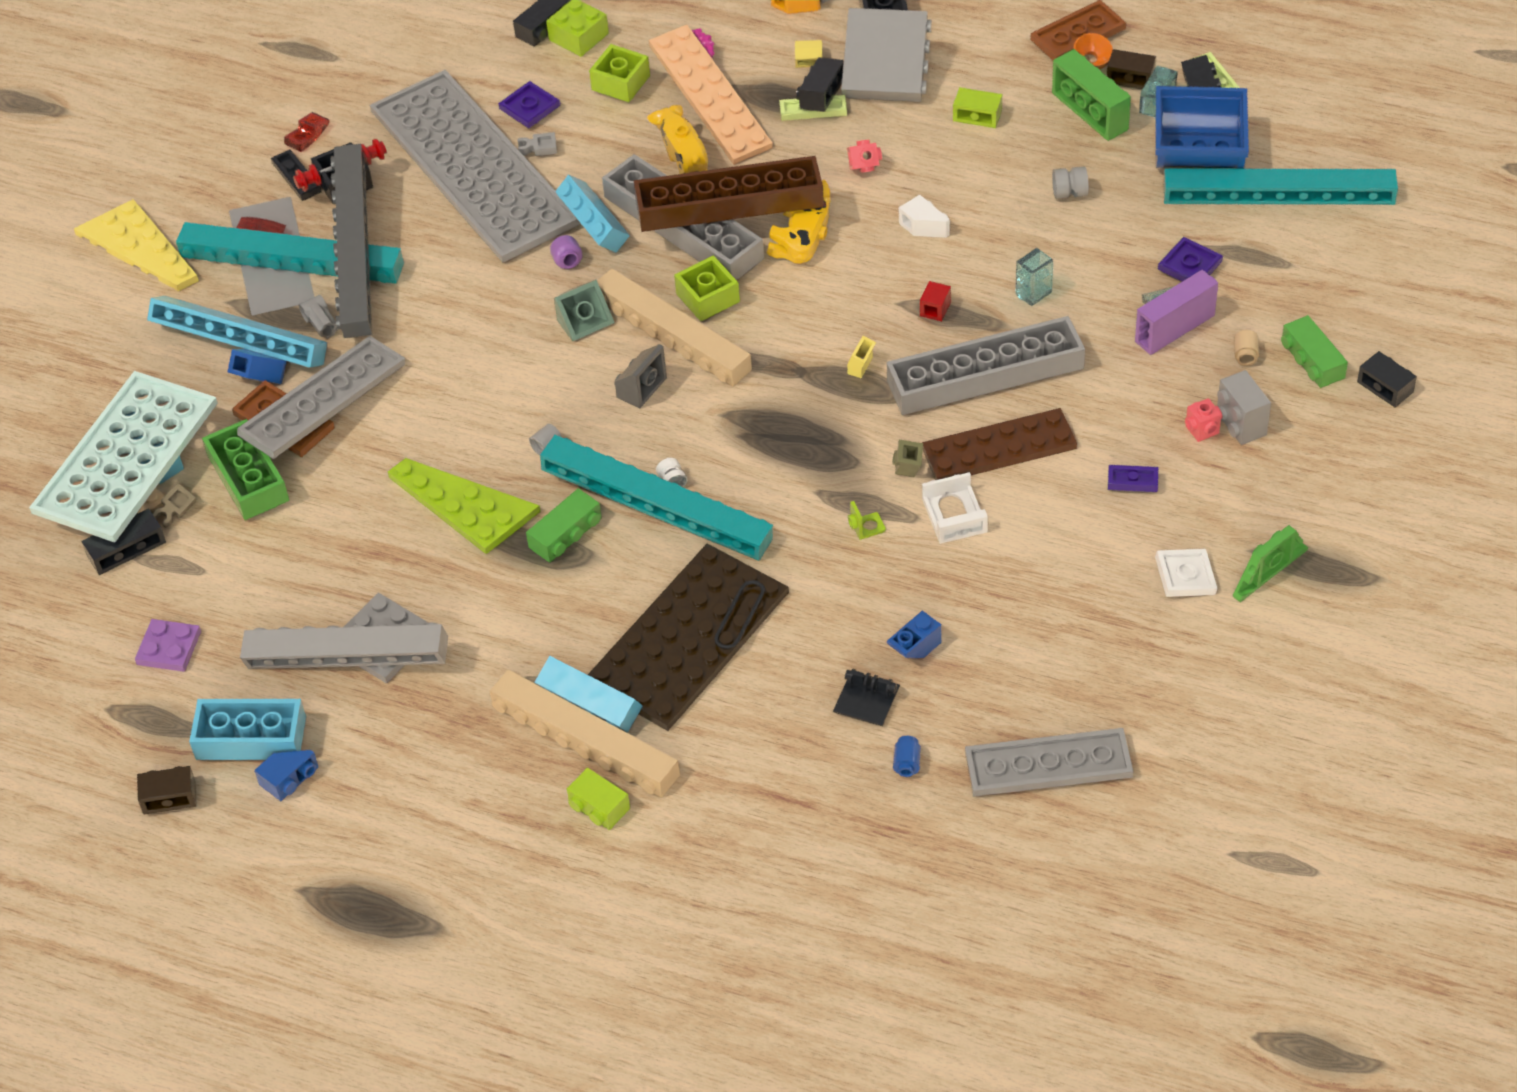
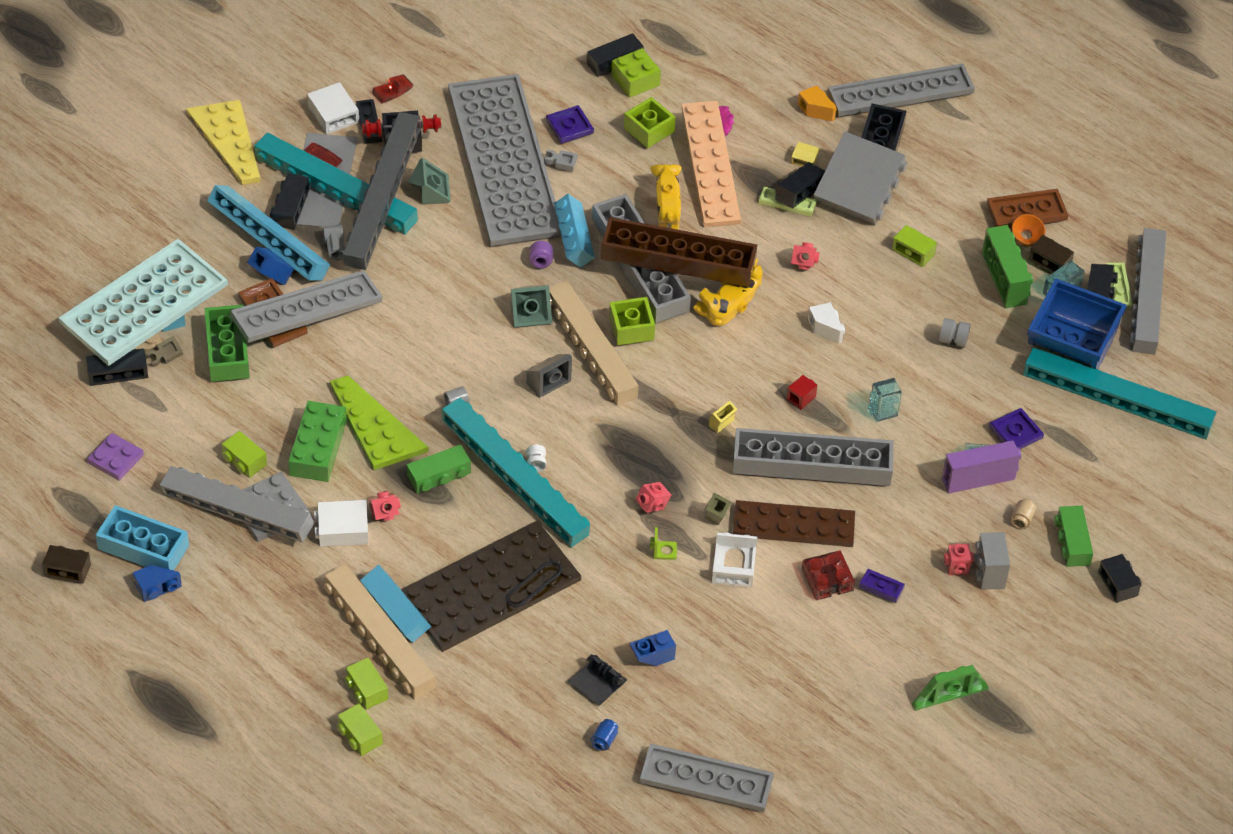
camera: 15 degrees right, 0 degrees up
(245, 288) = (290, 200): none -> black brick
(248, 173) = (333, 108): none -> white brick
(324, 588) = (244, 454): none -> lime brick
(401, 217) = (431, 182): none -> sand green slope
(406, 543) = (317, 441): none -> bright green brick
(480, 625) = (341, 523): none -> white brick
(521, 588) = (377, 506): none -> coral brick
(616, 855) = (359, 729): none -> lime brick
(828, 471) = (653, 497): none -> coral brick
(1067, 487) = (828, 575): none -> clear red piece
(1186, 572) = (884, 673): white plate -> none
(1253, 72) = (1148, 291): none -> light grey brick

